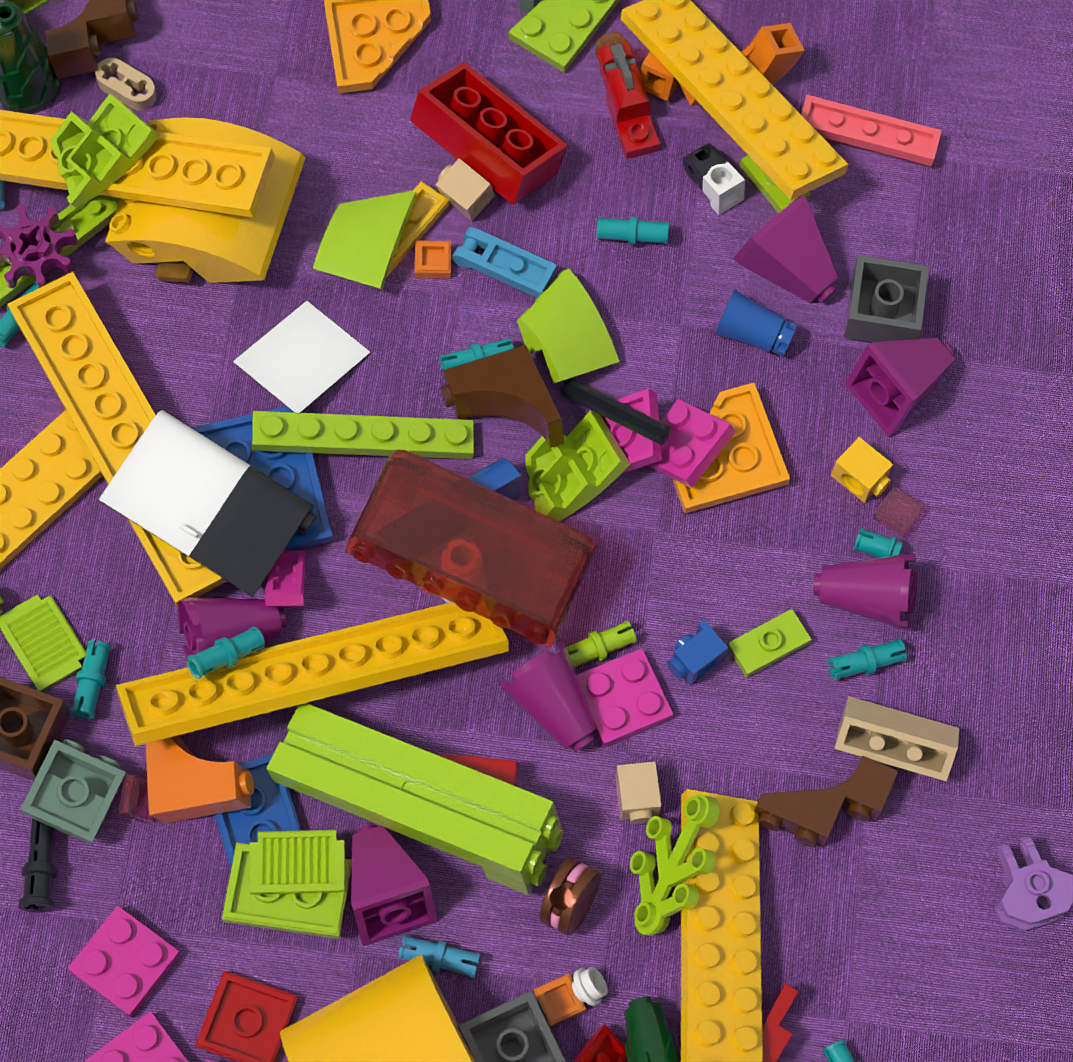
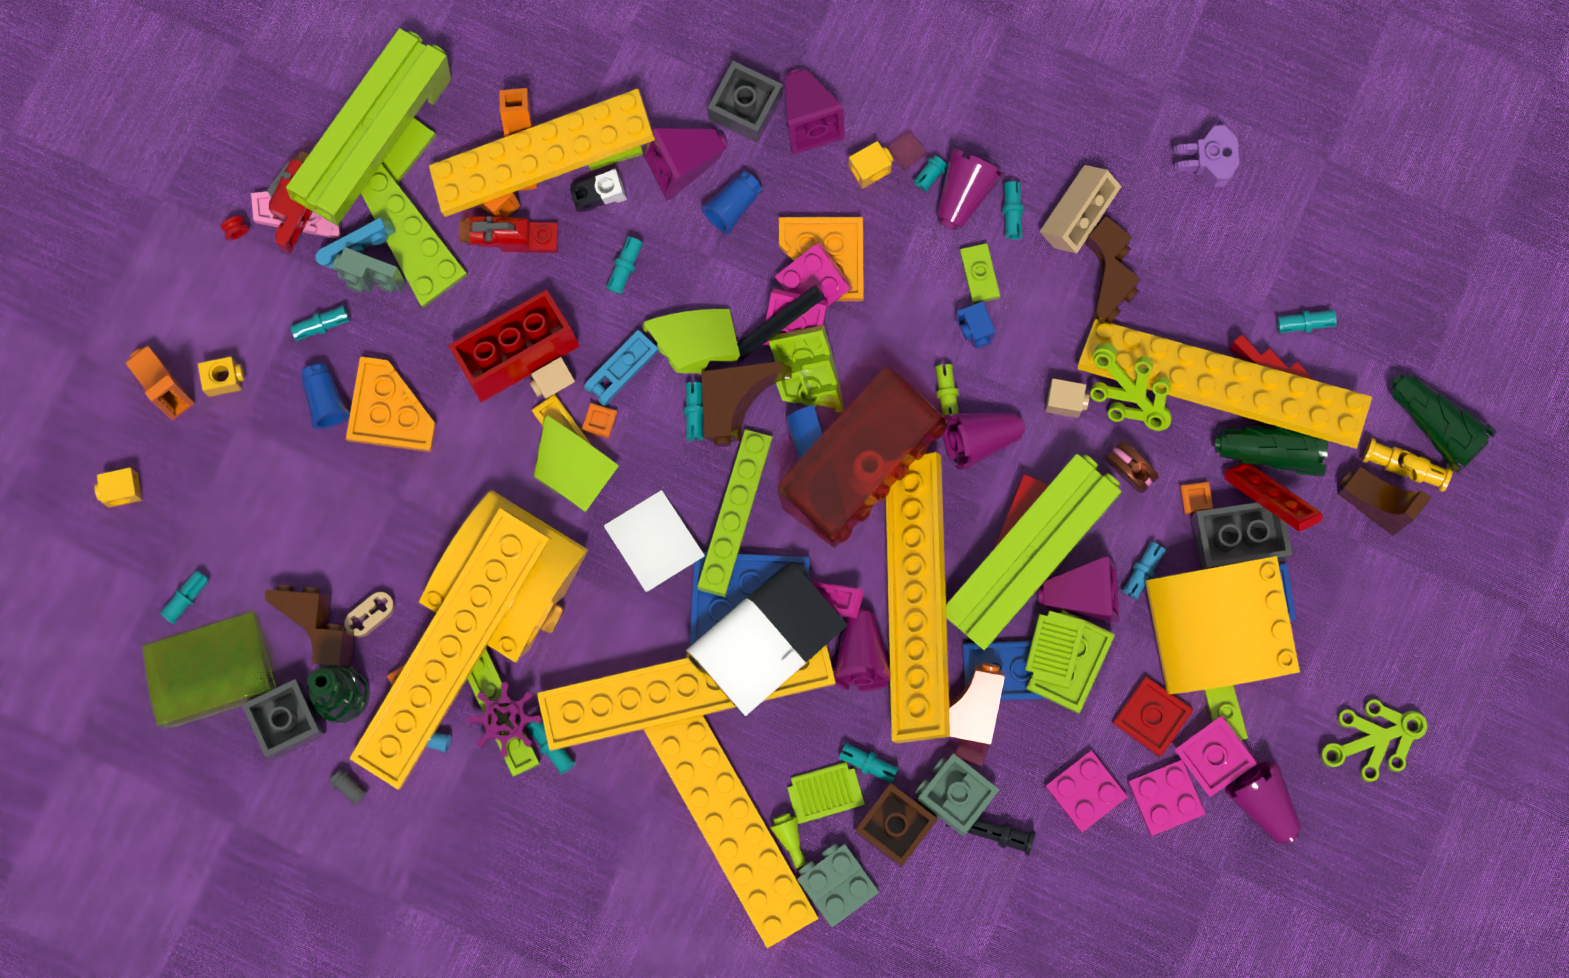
camera: 70 degrees left, 10 degrees up
(100, 150) = (448, 640): lime slope -> none
(225, 652) = (891, 654): teal pin -> none
(589, 986) = (1194, 474): white plate -> none
(624, 697) = (991, 386): dark pink plate -> none
(872, 130) = (595, 65): coral plate -> none

